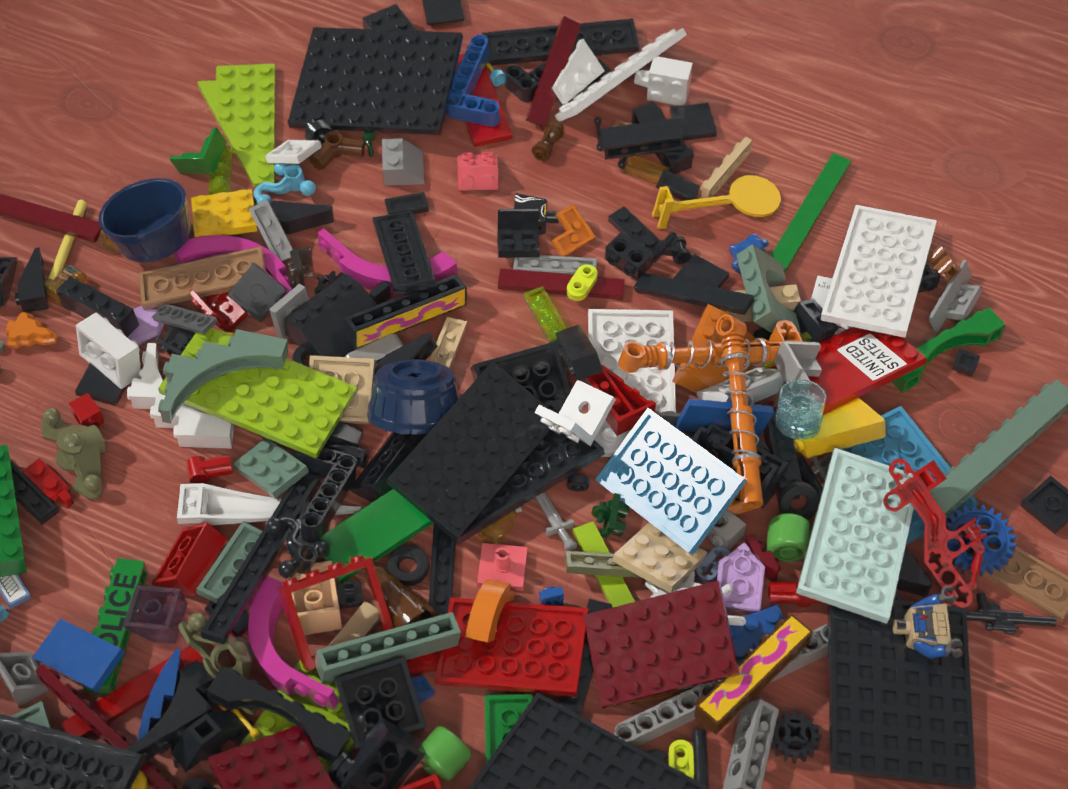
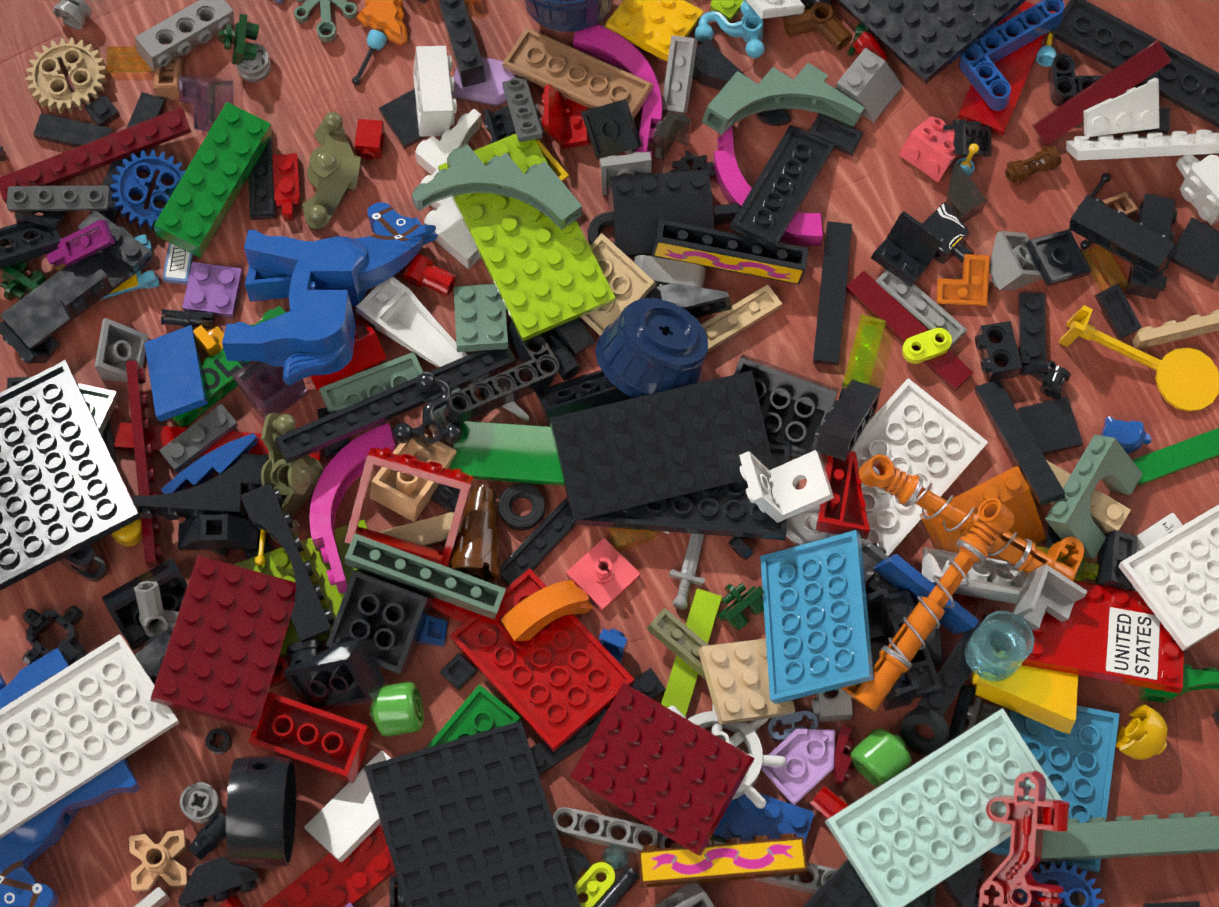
camera: 40 degrees right, 15 degrees up
(35, 351) = (375, 41): none -> hinge
(51, 618) = (187, 318): none -> black pin
(53, 588) = (213, 289): none -> medium lavender plate
(84, 618) = (209, 341): none -> light orange bracket
(133, 688) = (198, 438): none -> dark grey plate
(145, 515) = (322, 286): none -> blue animal
(348, 200) = (778, 91): none -> sand green arch
(356, 220) = (774, 117): none -> black tile
(375, 139) = (869, 42): none -> red cone
(461, 701) = (458, 672): none -> black tile
(493, 296) = (832, 293): none -> black tile
(496, 147) = (970, 133): none -> black bracket
(506, 169) = (966, 162): none -> hinge
(520, 182) = (963, 195): none -> clear smoke slope
(590, 201) = (1011, 262): none -> light grey slope
(613, 181) = (1058, 257): none -> black tile
(678, 731) = (615, 857): none -> clear light blue plate
(926, 405) = (1143, 735): none -> yellow cylinder

